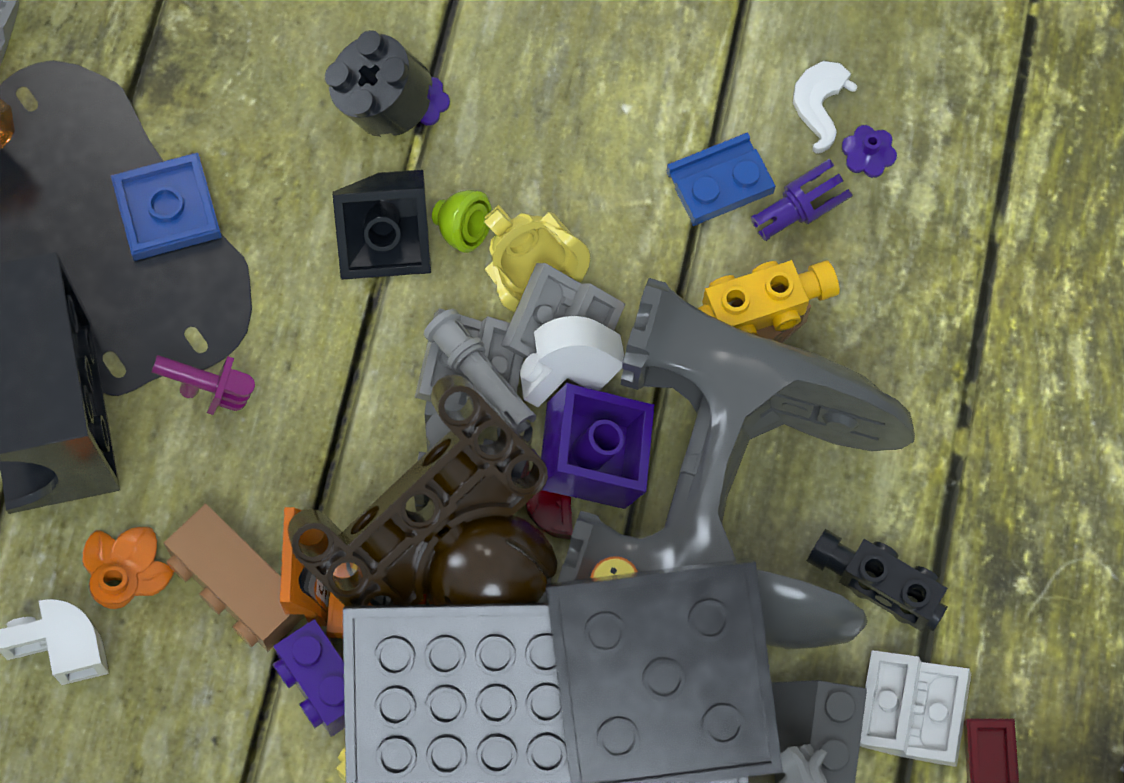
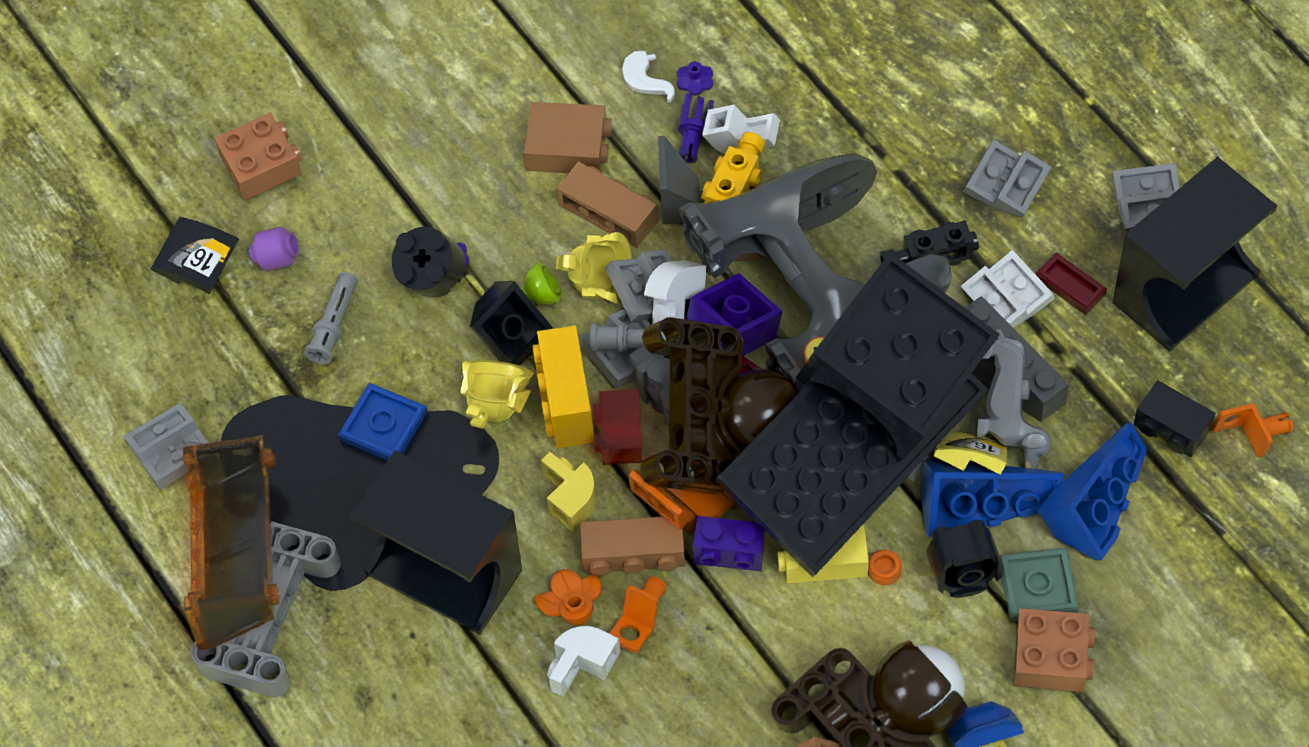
camera: 40 degrees left, 10 degrees down
(161, 655) = (639, 612): none -> orange bracket
(218, 56) = (328, 328): none -> light grey pin
(229, 388) = (520, 467): magenta arm -> none
(248, 469) = (575, 491): none -> light yellow brick
(291, 278) = (494, 390): none -> light yellow helmet
(353, 346) = (563, 387): none -> yellow brick
(365, 442) = (619, 427): none -> clear red brick
(625, 198) = (607, 203): none -> medium nougat brick
(664, 89) = (566, 134): none -> medium nougat brick
(703, 245) = (677, 182): none -> dark grey slope
(720, 179) = (639, 155): blue plate -> none
(831, 235) = (727, 124): none -> white brick
(1058, 584) = (1007, 179): none -> light grey slope

